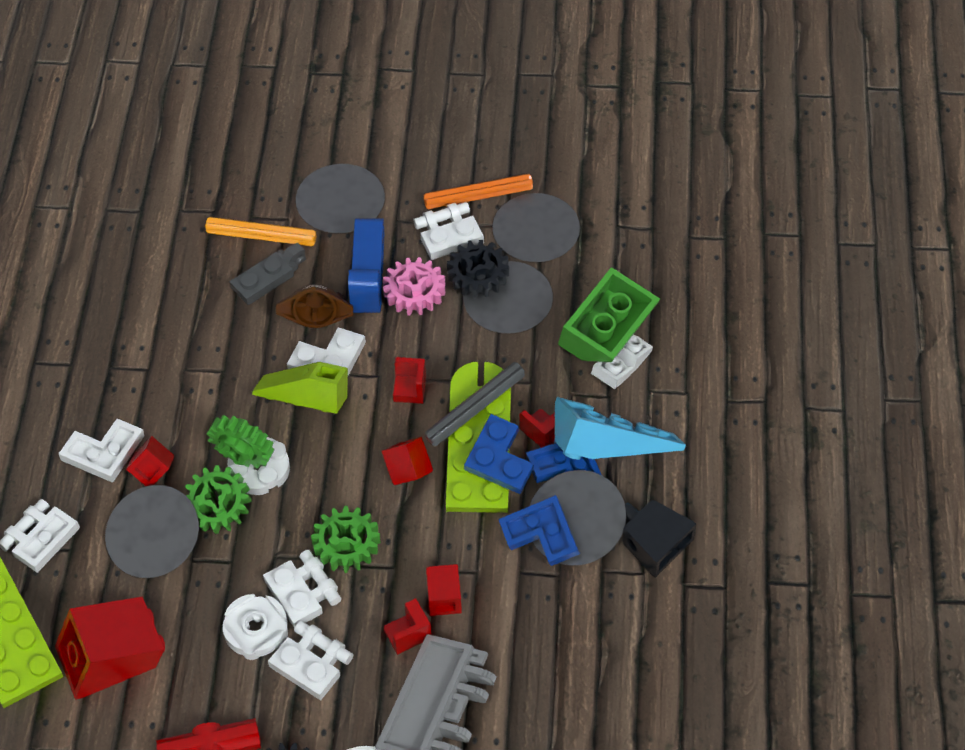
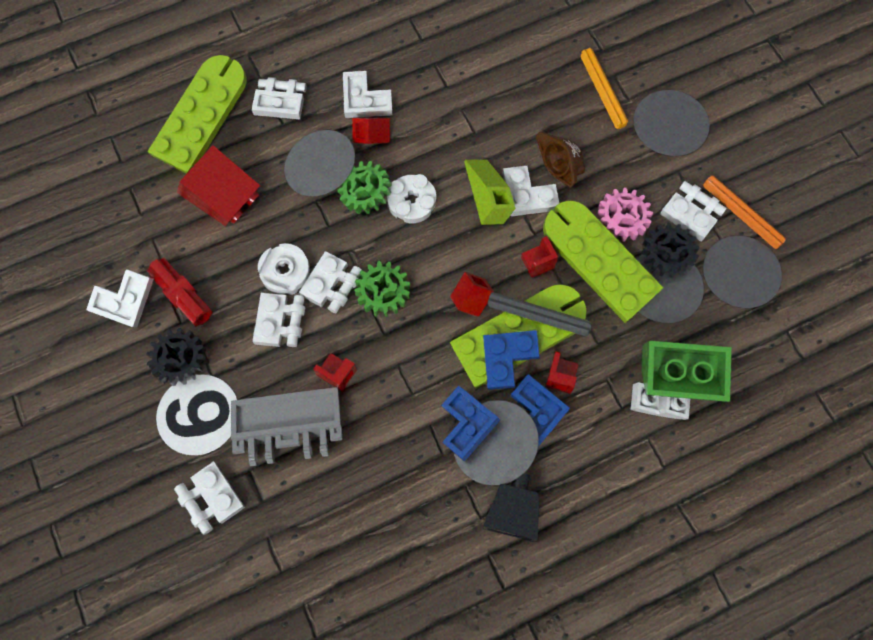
camera: 60 degrees right, 15 degrees up
(240, 441) = (405, 173): bright green gear -> none
(268, 274) = (572, 113): dark grey hinge -> none
(367, 265) = (597, 180): blue beam -> none
(443, 590) = (378, 378): red panel -> none
(446, 330) = (600, 259): none -> lime plate
(593, 436) = (572, 421): medium azure wedge -> none

